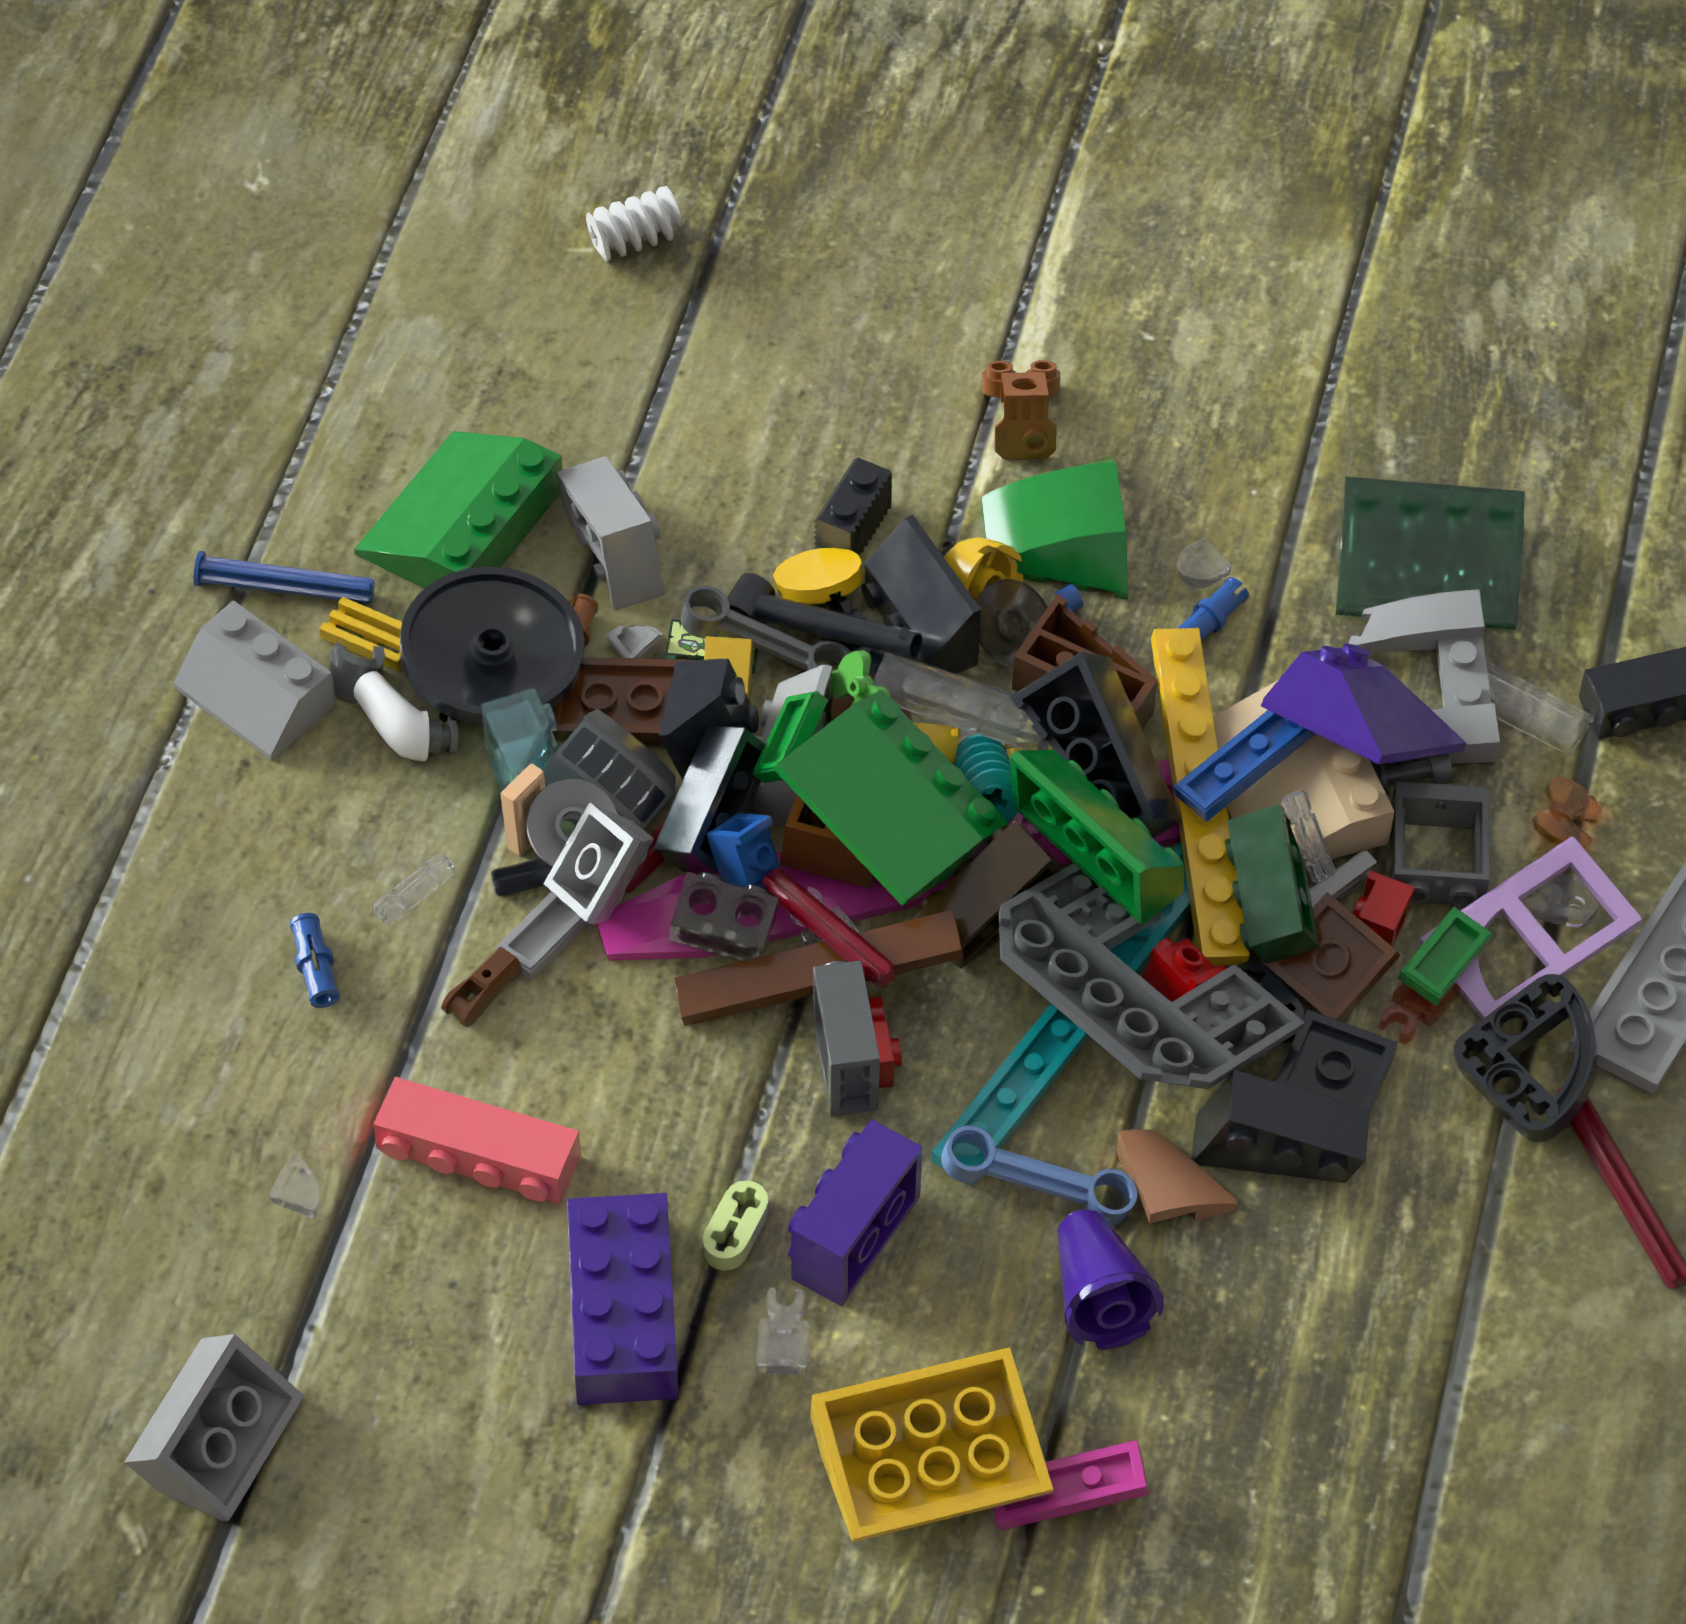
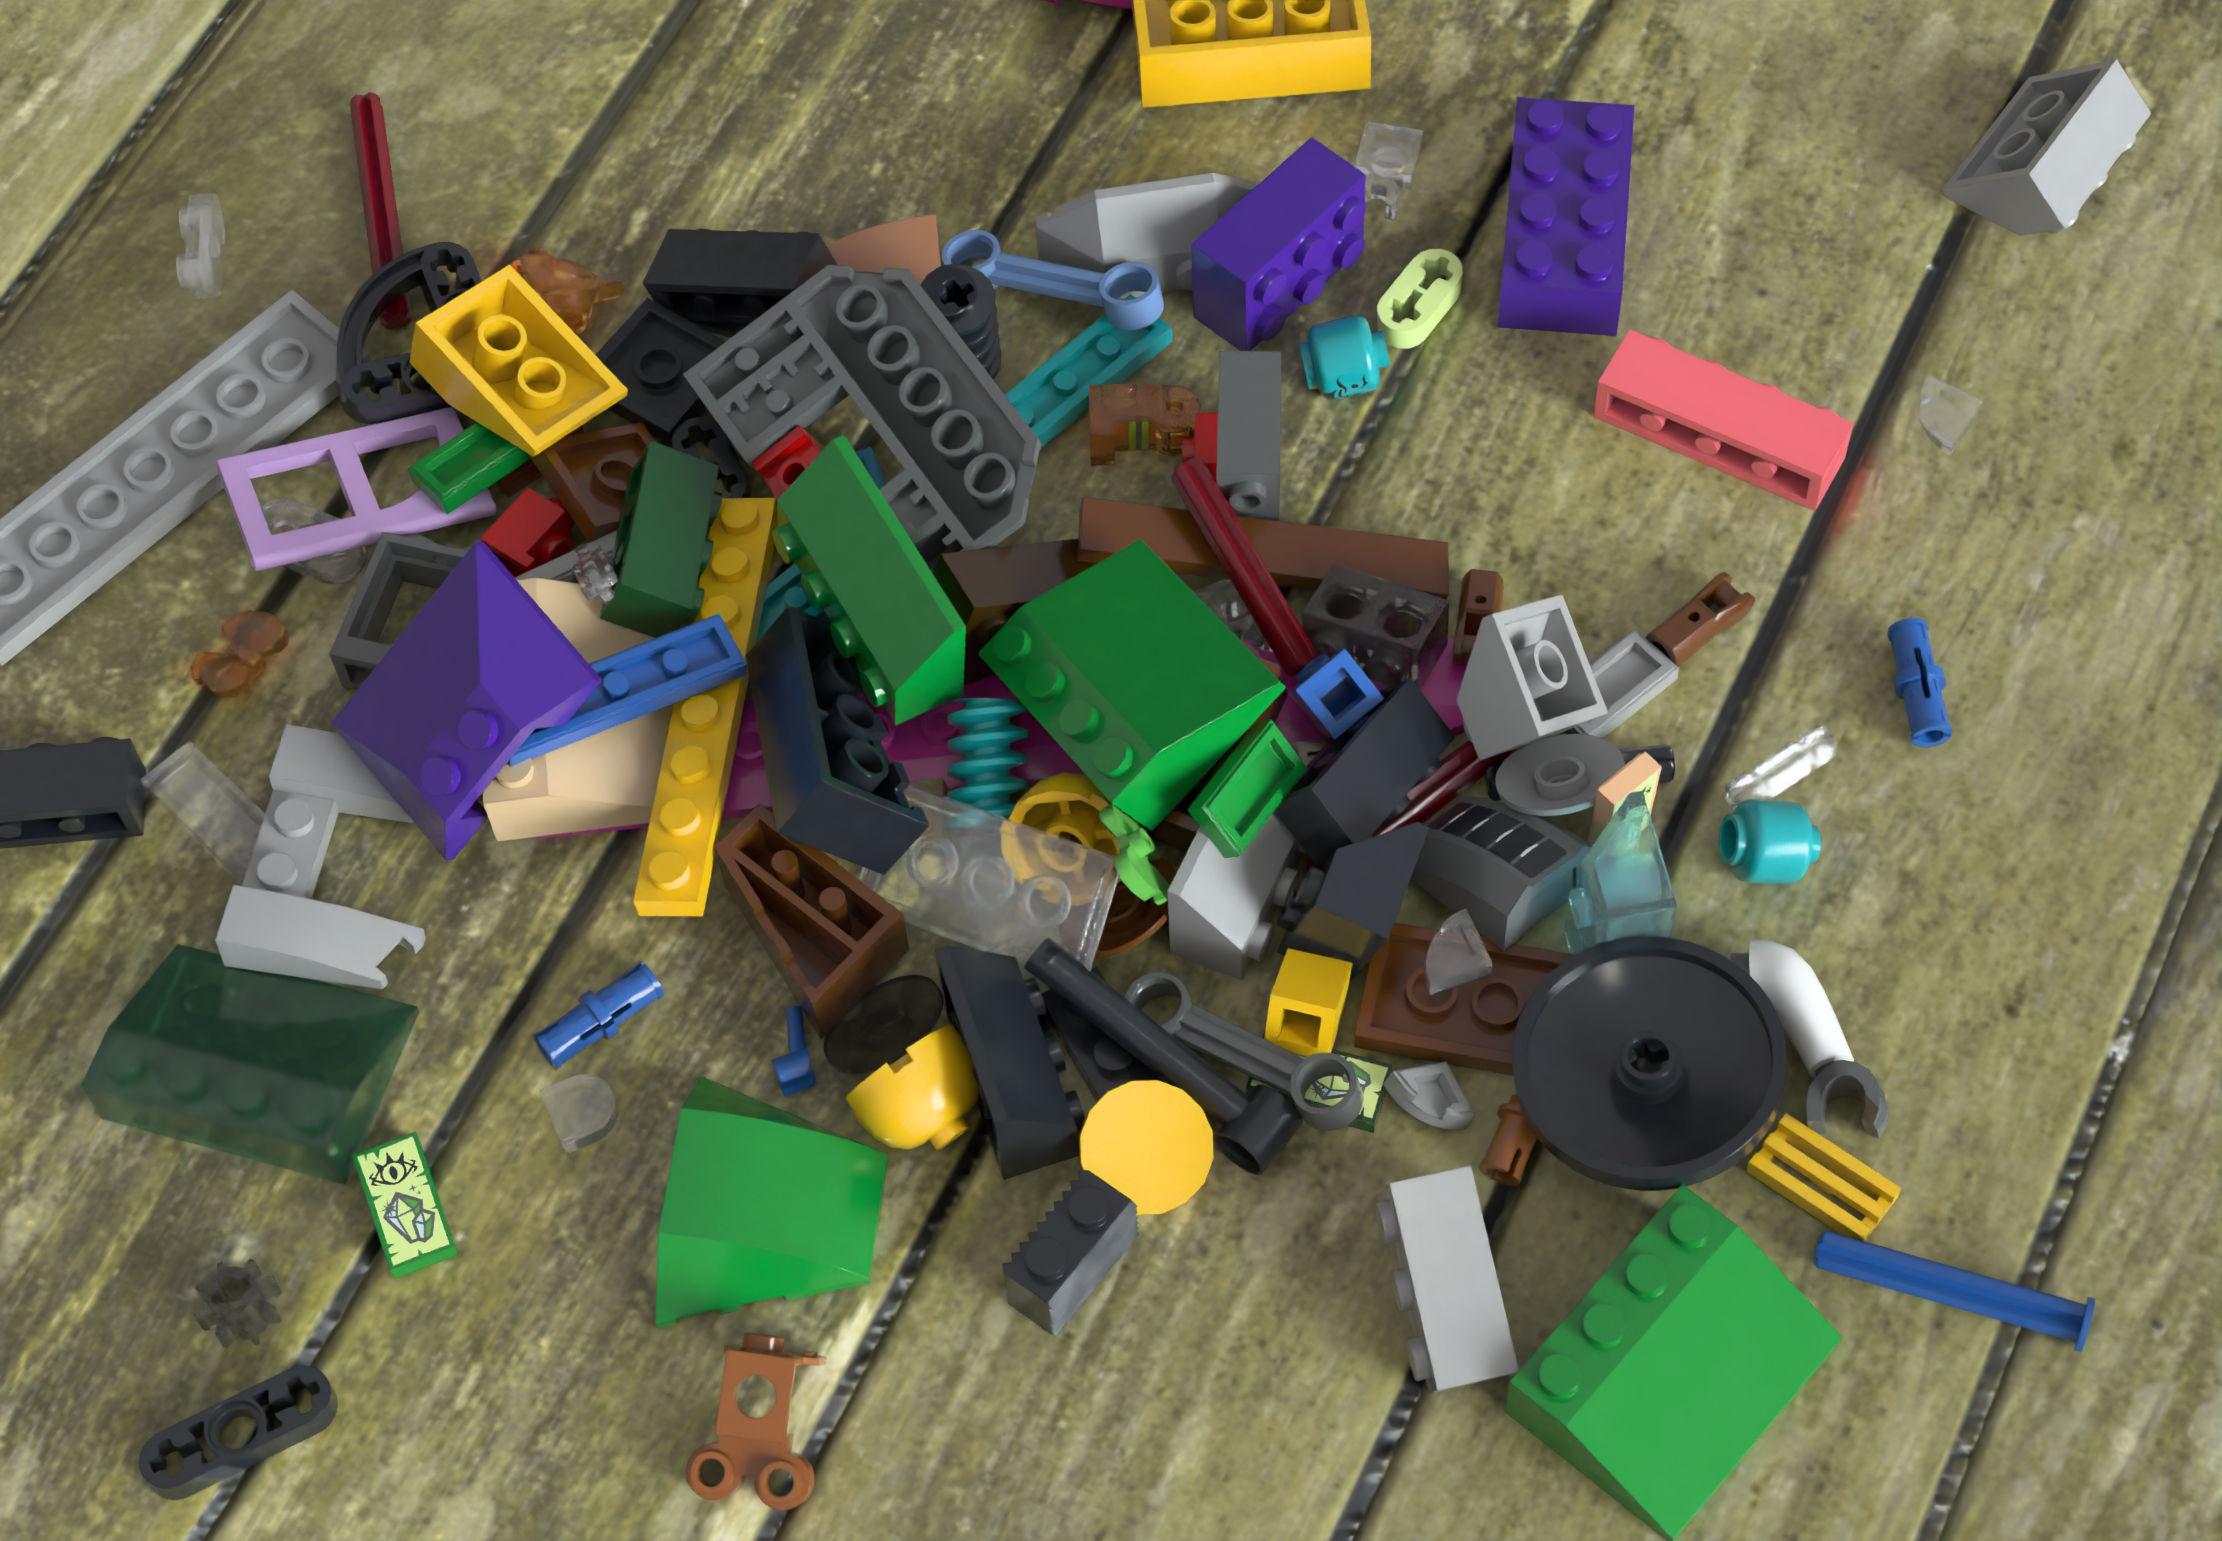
camera: 165 degrees left, 5 degrees up
(255, 681) = (1994, 1110): light grey slope -> none
(419, 825) = (1769, 841): none -> teal head
(631, 709) = (1456, 954): none -> clear tile
(649, 958) = (1479, 597): none -> reddish brown bar
(787, 1146) = (1344, 357): none -> teal head
(939, 1080) = (1139, 419): none -> clear orange leg
(964, 1229) = (1139, 224): none -> light grey wedge
(1098, 1102) = (969, 306): none -> black piece
(1103, 1283) = (1011, 151): dark purple cone -> none
(1294, 495) = (405, 1205): none -> tile
(1337, 380) = (210, 1423): none -> black beam
(1372, 418) = (228, 1287): none -> clear smoke gear
(1438, 1004) = (512, 363): none -> yellow slope
(1439, 1122) = (566, 286): none -> clear orange animal

